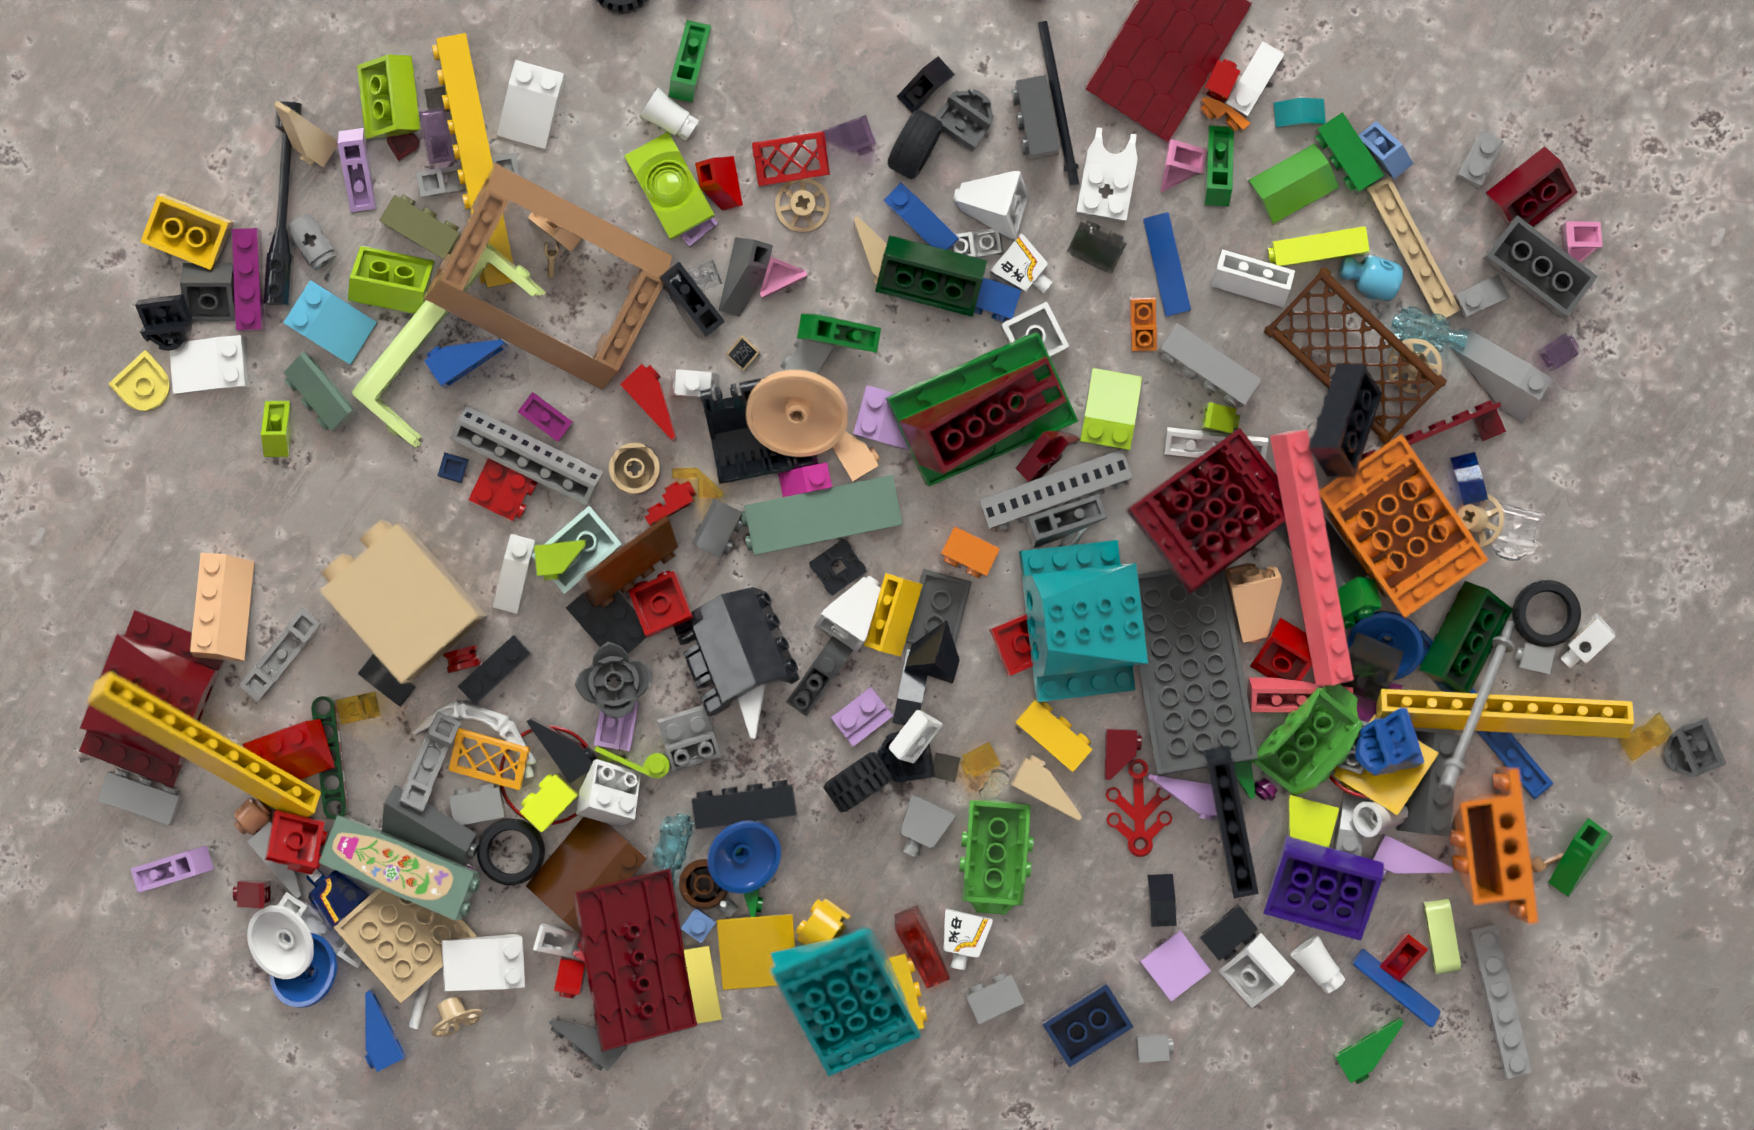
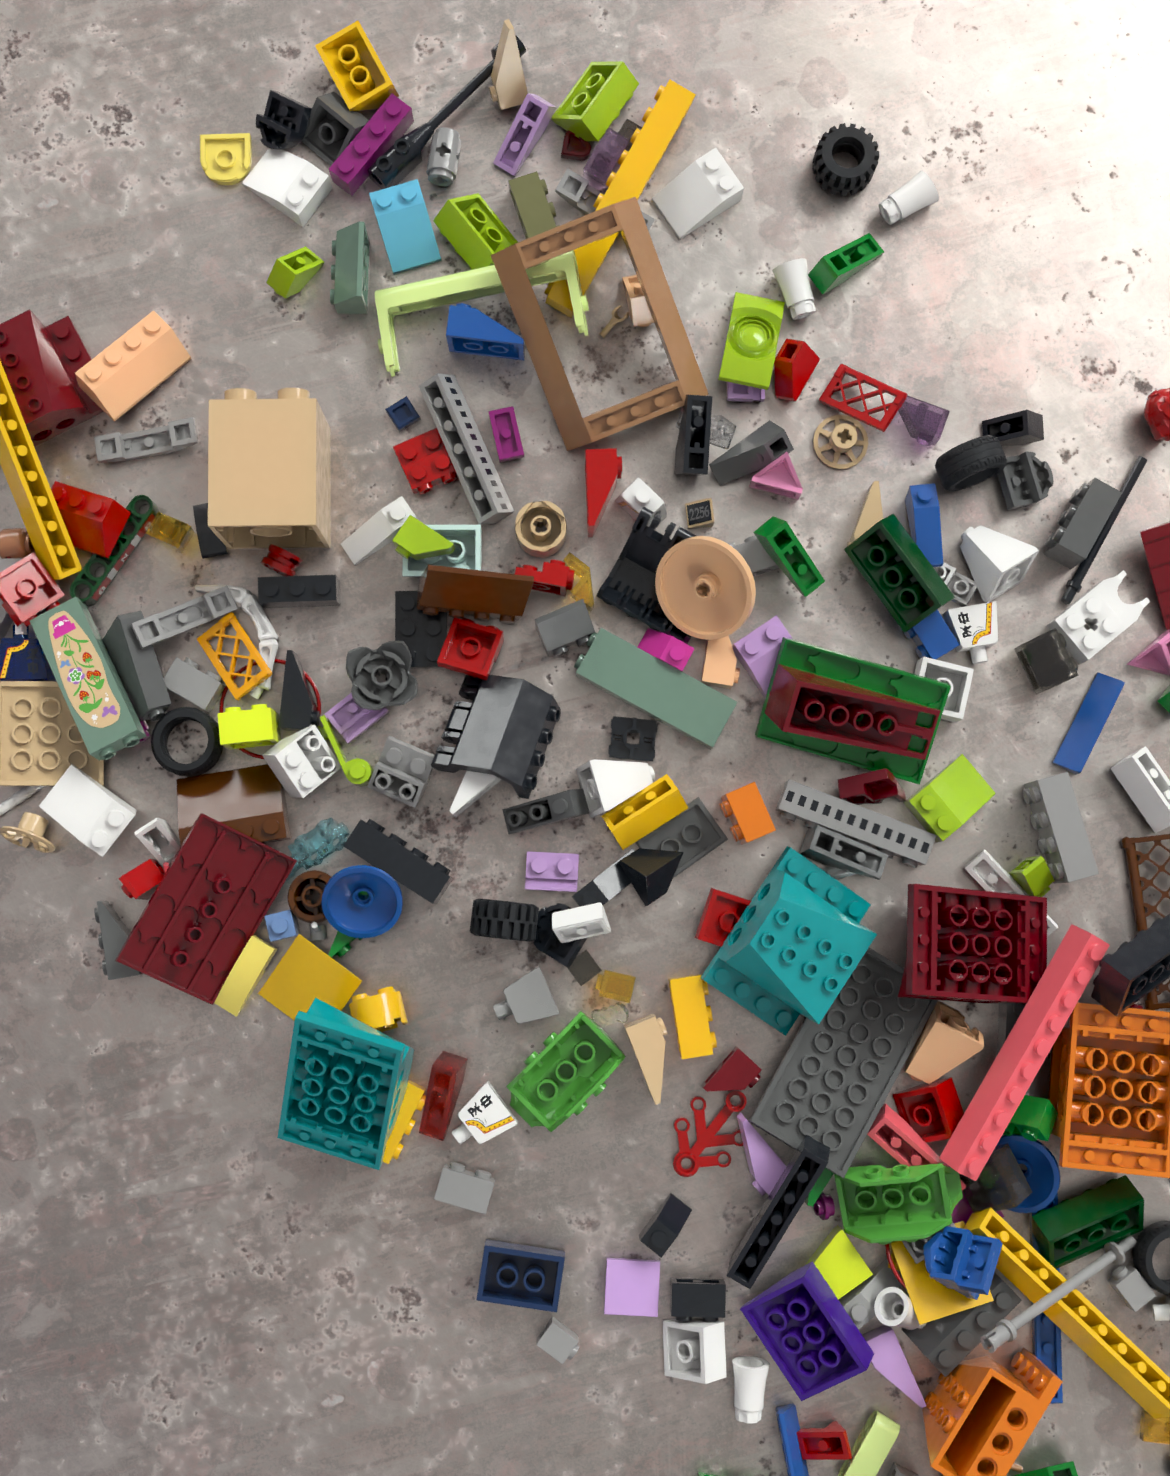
camera: 30 degrees right, 5 degrees down
(1143, 324) = (1031, 753): orange slope -> none

